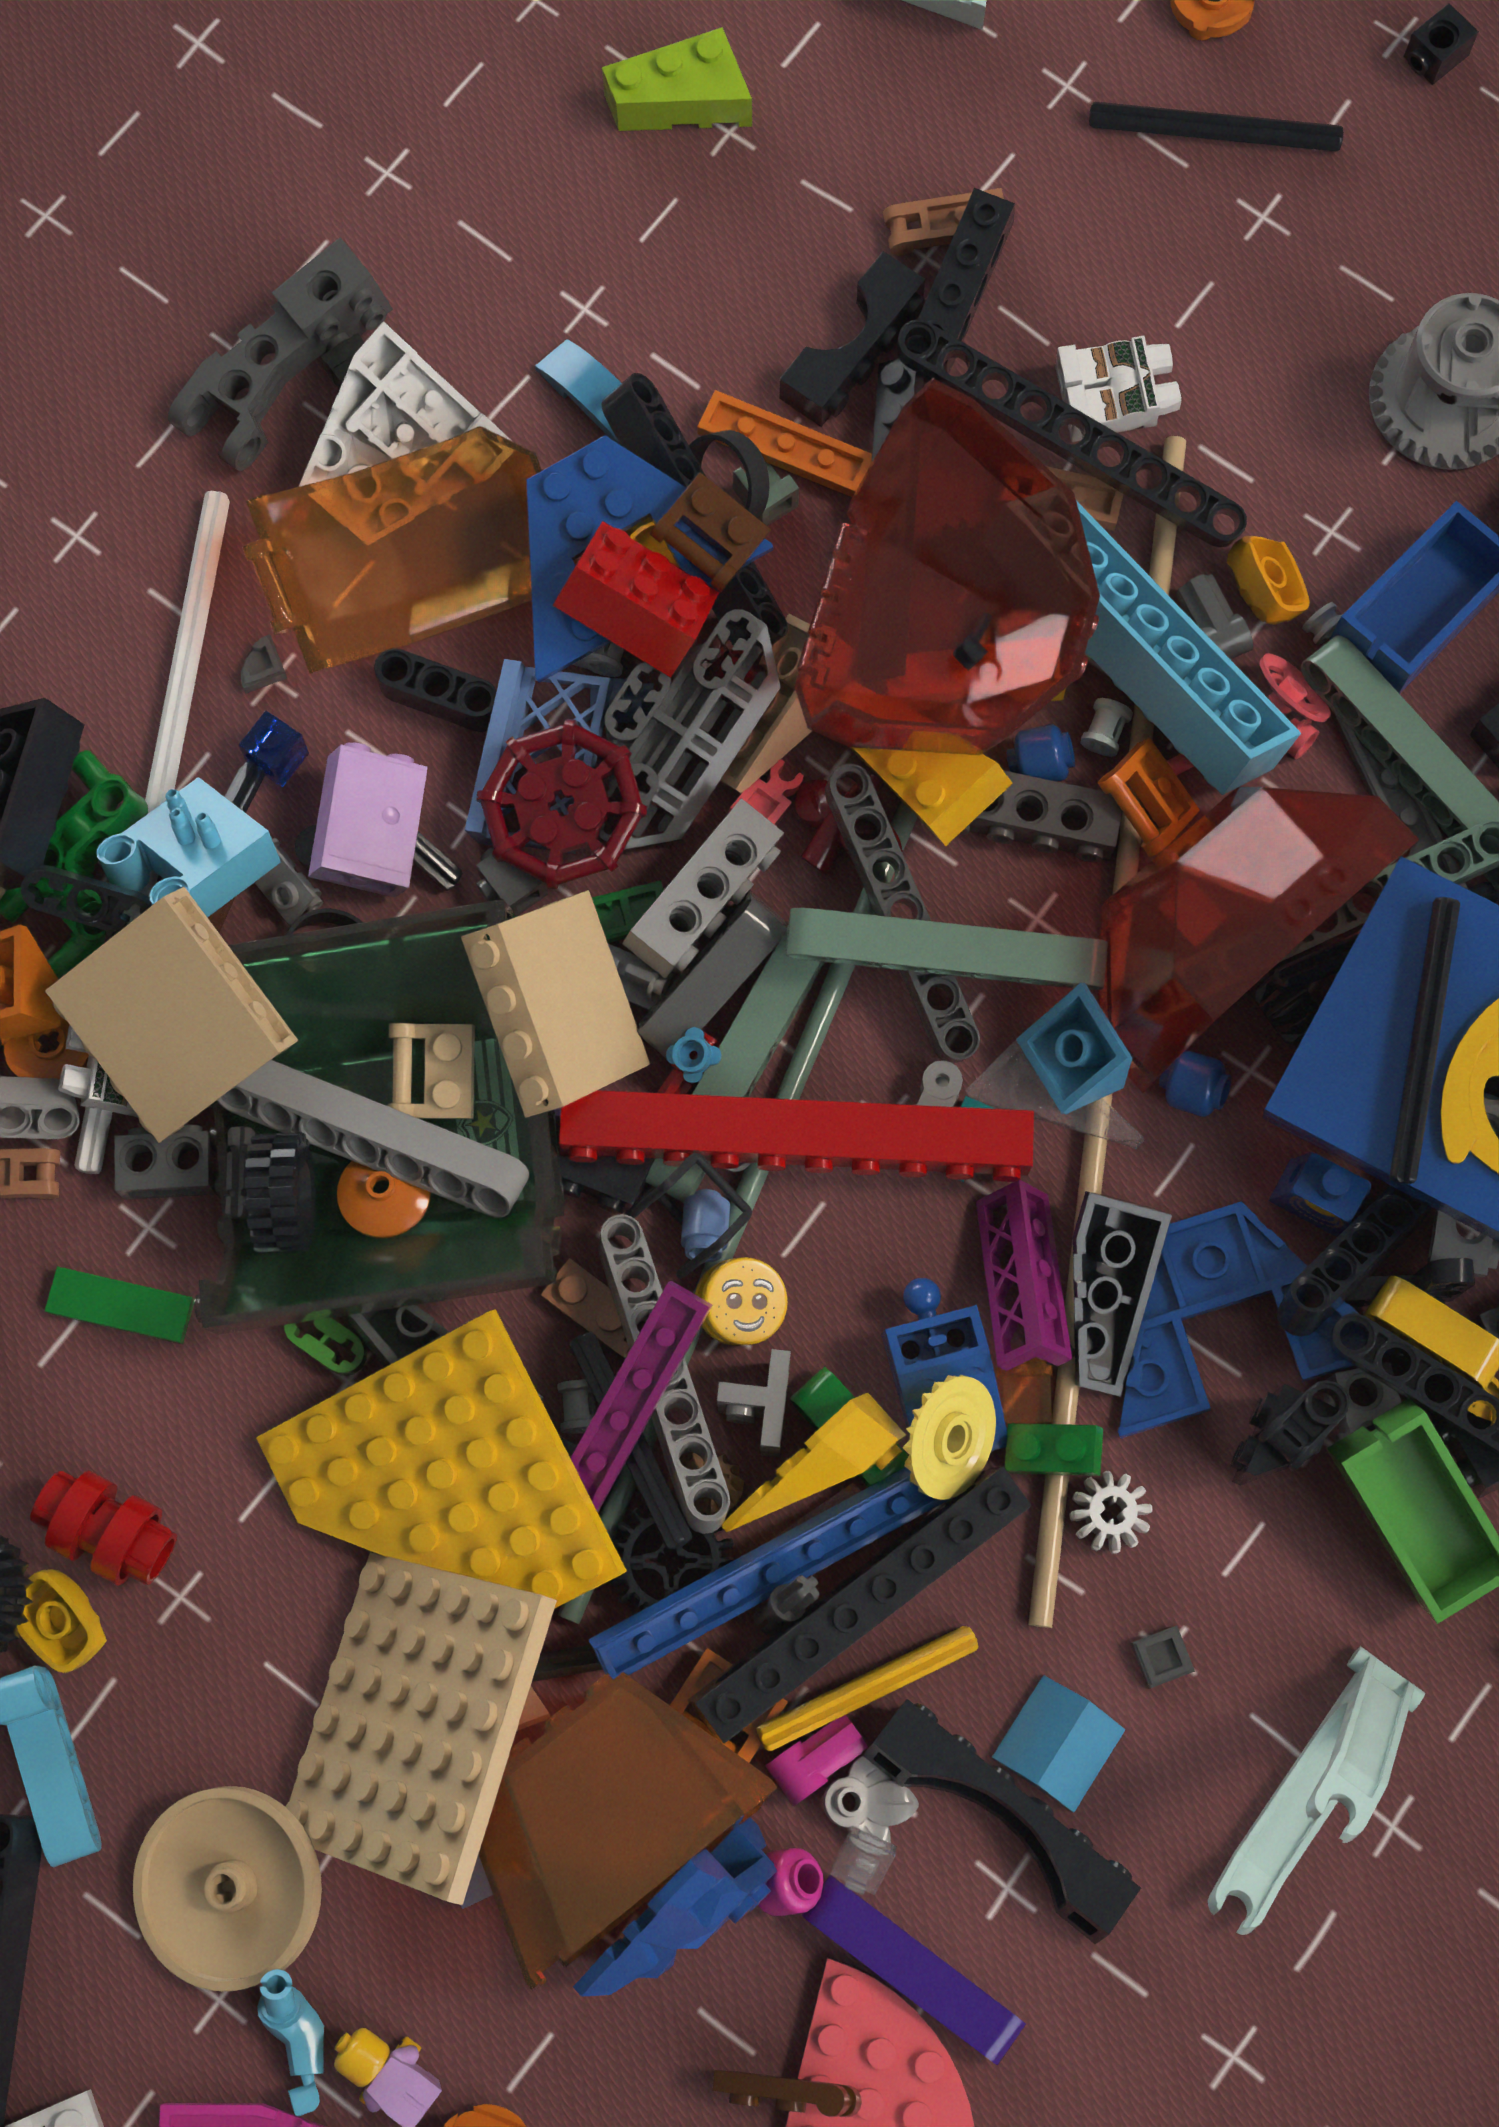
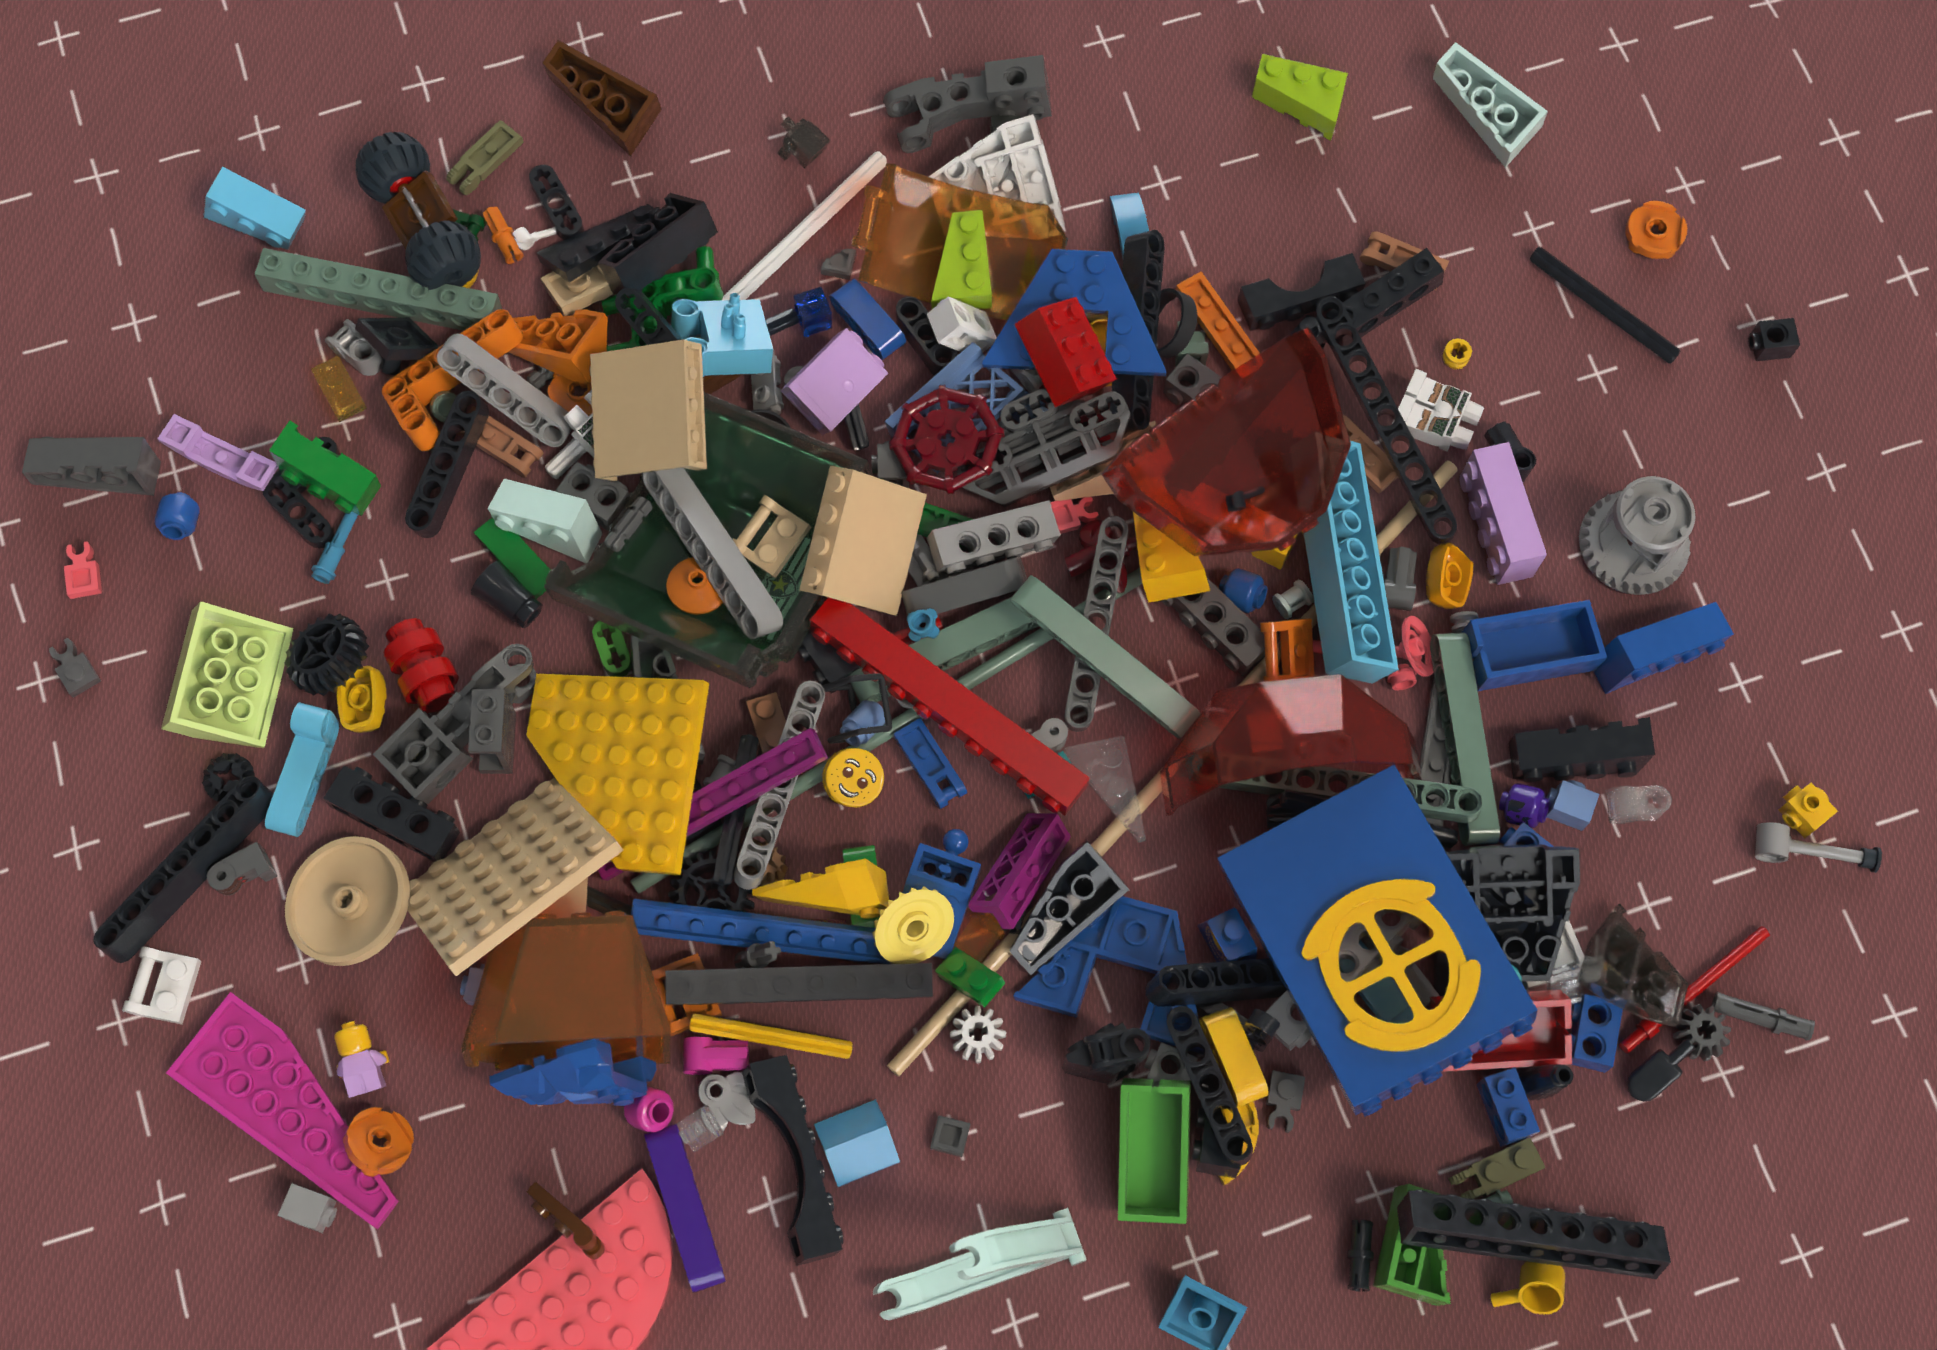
camera: 30 degrees right, 5 degrees down
(51, 1950) = (241, 868): none -> dark grey leg
(105, 538) = (803, 141): none -> clear smoke piece
(126, 1759) = (431, 843): none -> black brick
(127, 1233) = (546, 518): none -> light aqua wedge
(147, 1363) = (506, 595): none -> black plant
(194, 1627) = (429, 748): none -> dark grey brick
(257, 1550) = (492, 730): none -> dark grey panel
(280, 1193) = (639, 545): black bush -> none
(299, 2027) = (332, 1004): medium azure arm -> none
(348, 714) = (867, 319): none -> blue beam
(429, 569) = (964, 263): none -> lime wedge
(475, 647) = (960, 325): none -> white brick
(719, 522) = (1142, 338): reddish brown plate -> none
(746, 1402) = (824, 841): light grey bracket -> none
(811, 525) = (1192, 371): none -> dark grey brick
(817, 1219) = (929, 762): none -> blue plate
(1076, 1051) = (1139, 763): dark azure slope -> none
(1083, 284) = (1460, 345): none -> yellow bush
(1196, 1084) = (1200, 830): blue head -> none
(1247, 385) = (1523, 456): none -> black piece
(1281, 460) = (1502, 514): none -> lavender piece
(1424, 1040) = (1334, 876): black axle -> none

